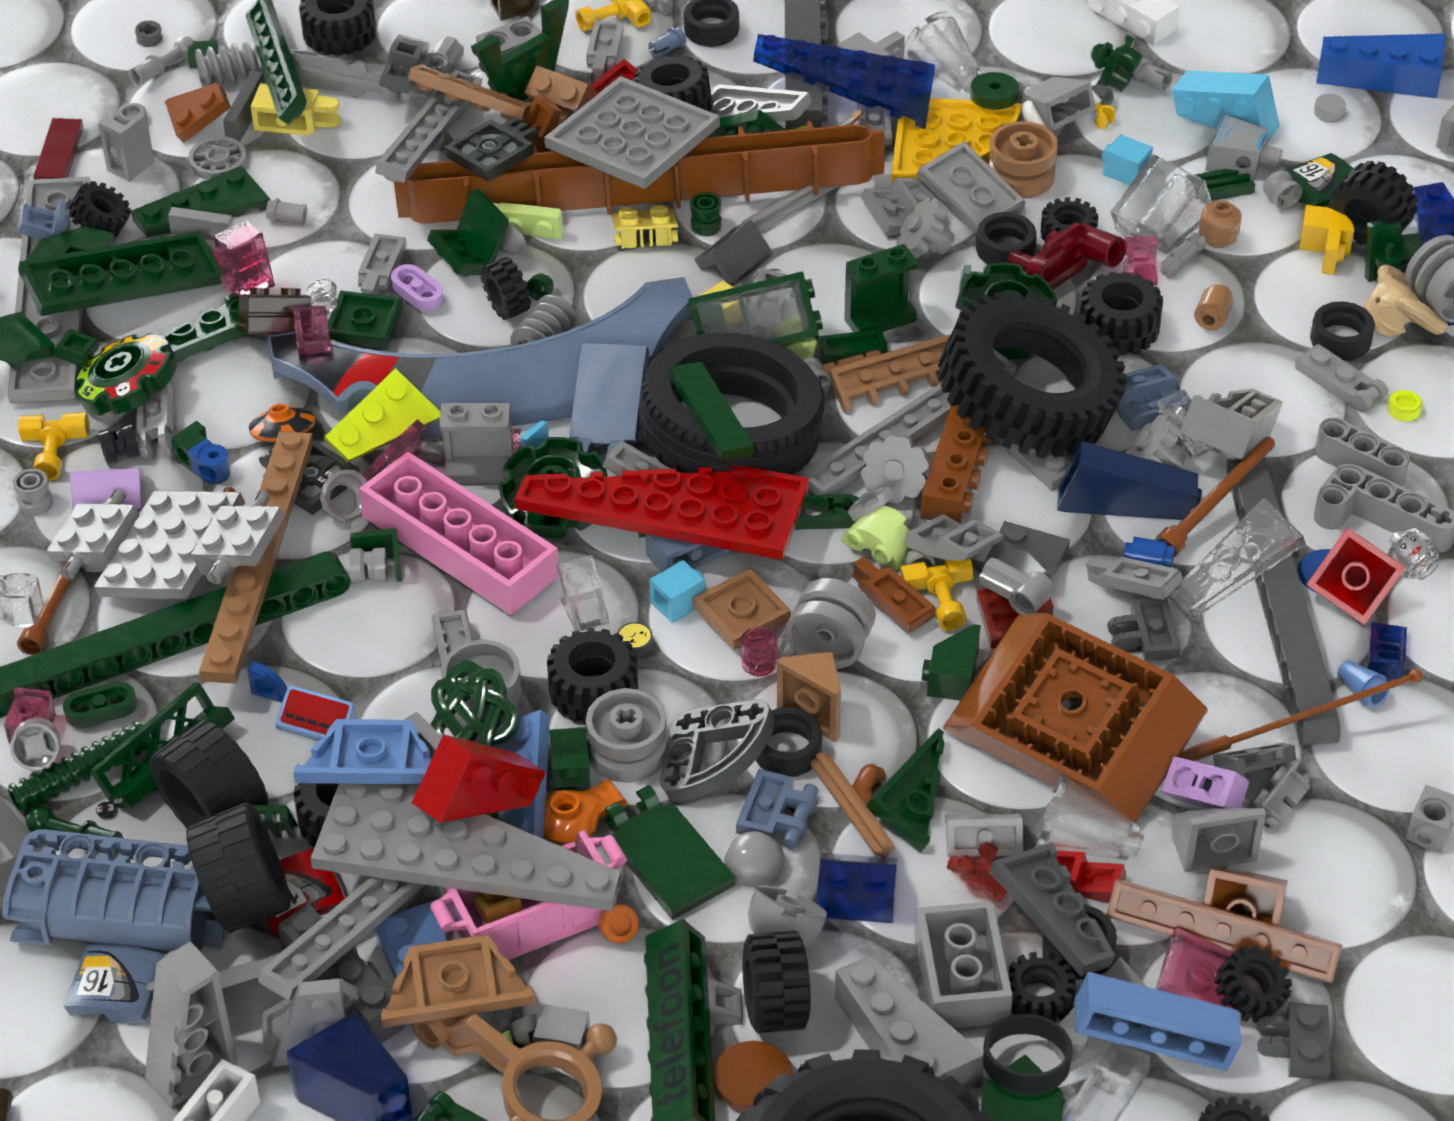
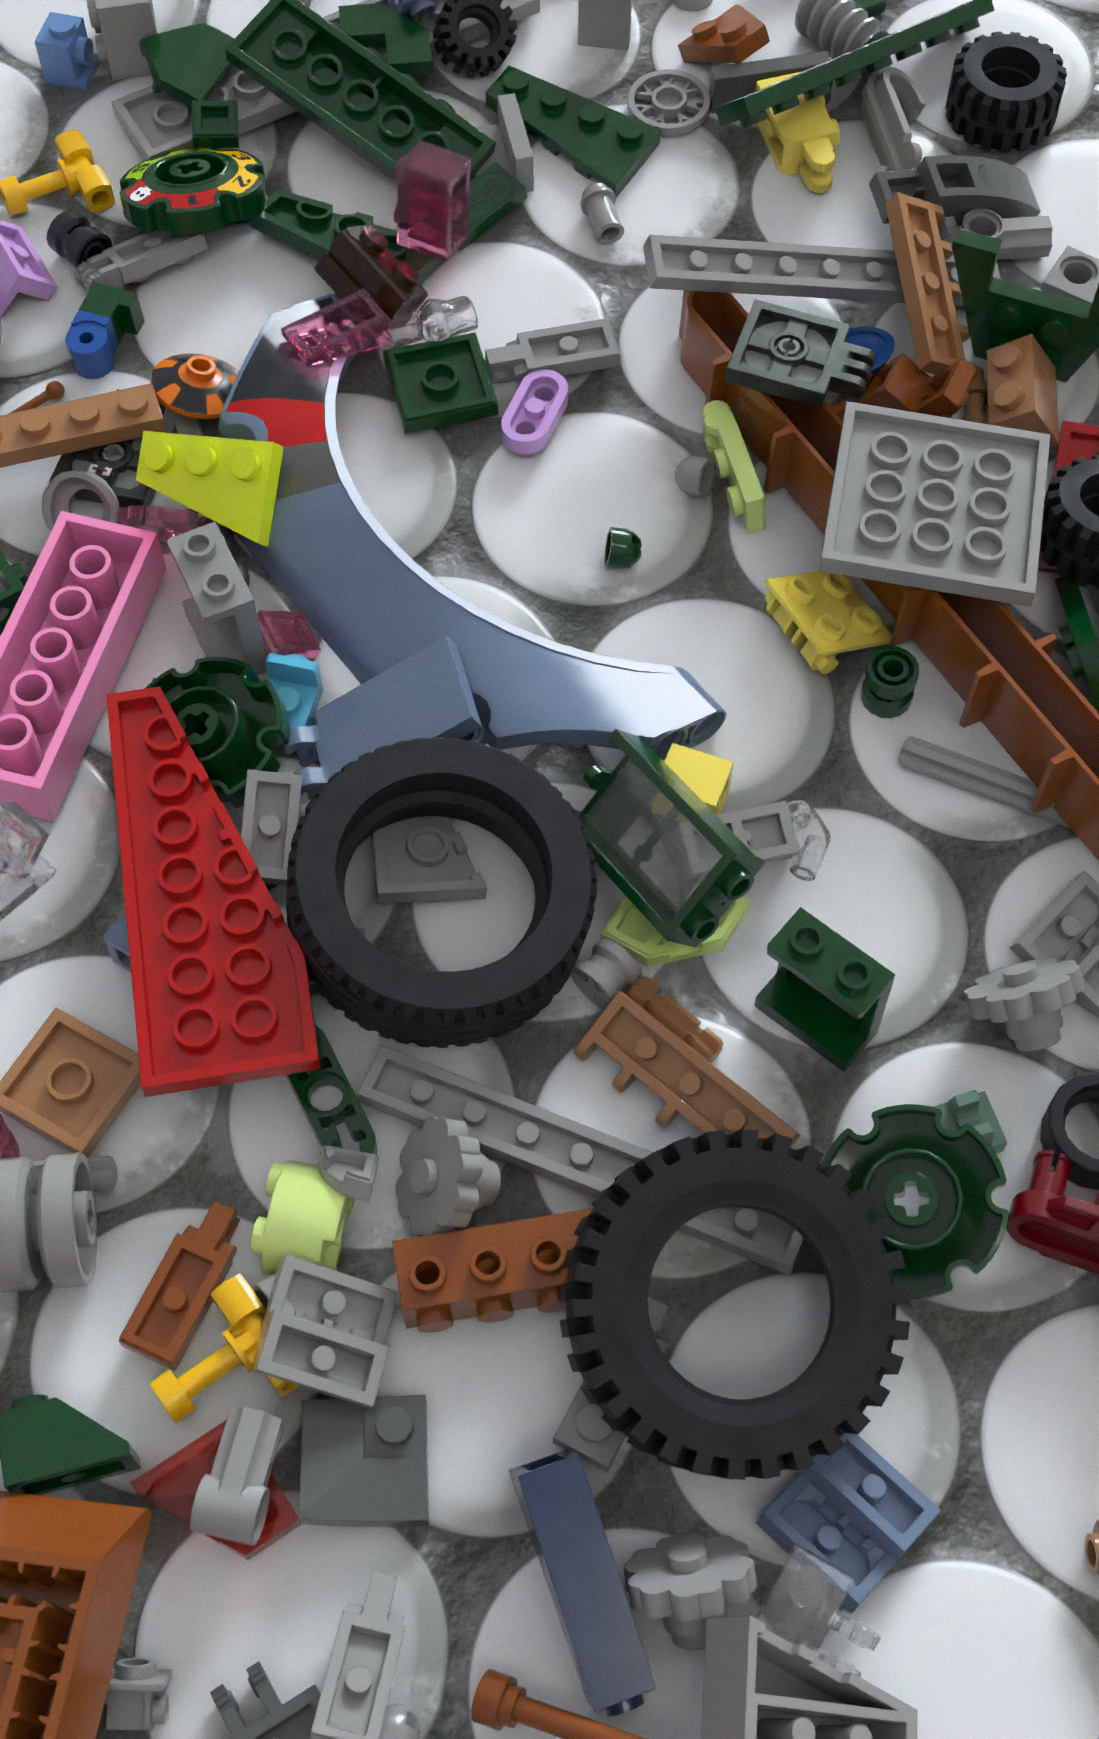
camera: 65 degrees right, 15 degrees up
(476, 236) = (643, 425): dark green bracket -> none
(505, 288) = (566, 505): black tyre -> none
(547, 318) = (523, 585): light grey piece -> none
(674, 590) = (67, 979): medium azure brick -> none
(711, 411) = (347, 860): dark green tile -> none
(735, 251) = (834, 756): dark grey panel -> none
(846, 345) = (723, 1004): dark green tile -> none
(1124, 310) = (1042, 1353): black tyre -> none
(1150, 551) = (438, 1674): blue brick -> none

